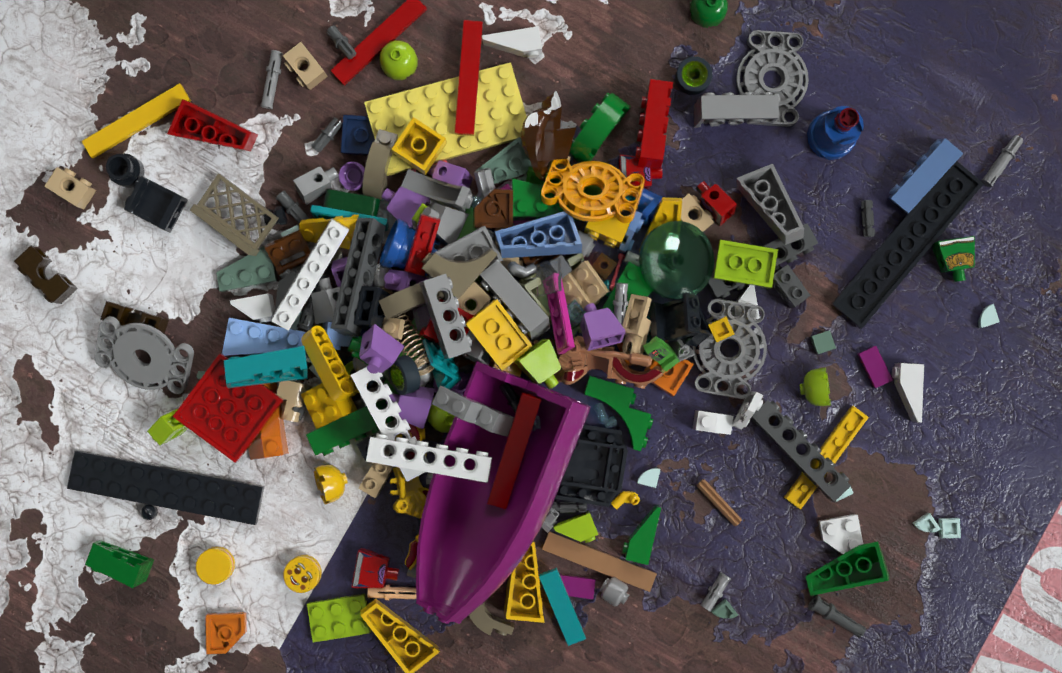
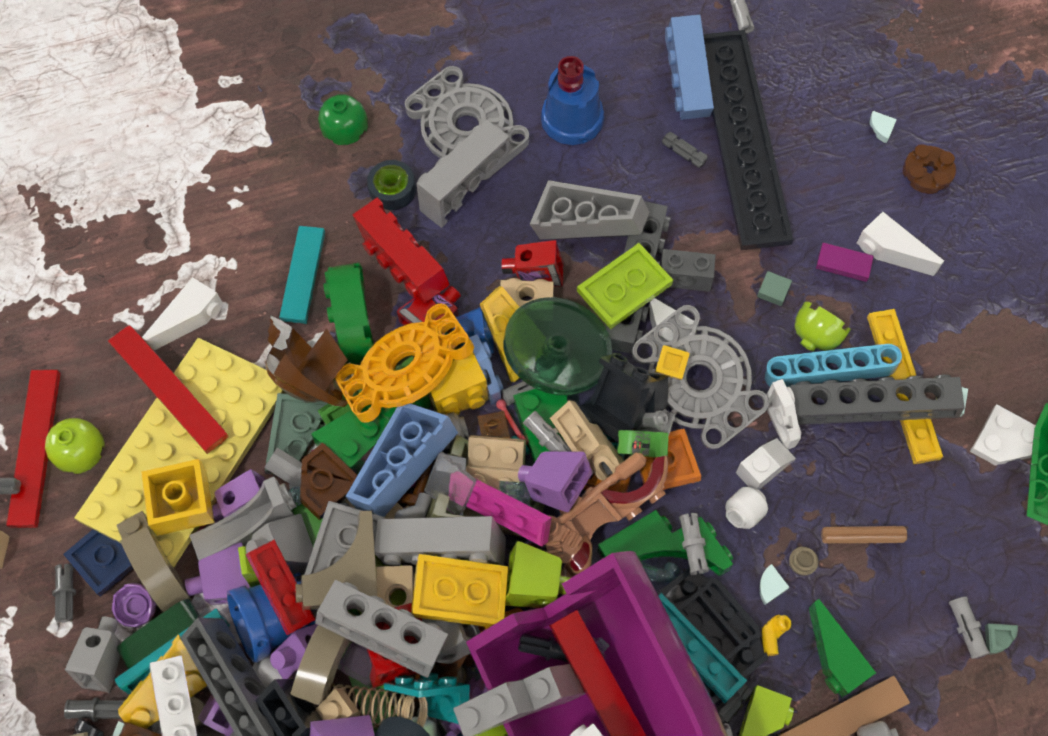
camera: 45 degrees left, 20 degrees down
(580, 470) = (708, 661): none -> teal tile
(597, 80) = (302, 275): none -> teal tile
(632, 423) = (693, 544): none -> light grey pin
(676, 483) = (803, 561): none -> dark tan plate
(678, 432) = (746, 508): none -> white head
(810, 415) = (842, 358): none -> medium azure beam
(955, 256) = (794, 105): green torso -> none
(992, 370) = (932, 156): none -> reddish brown plate

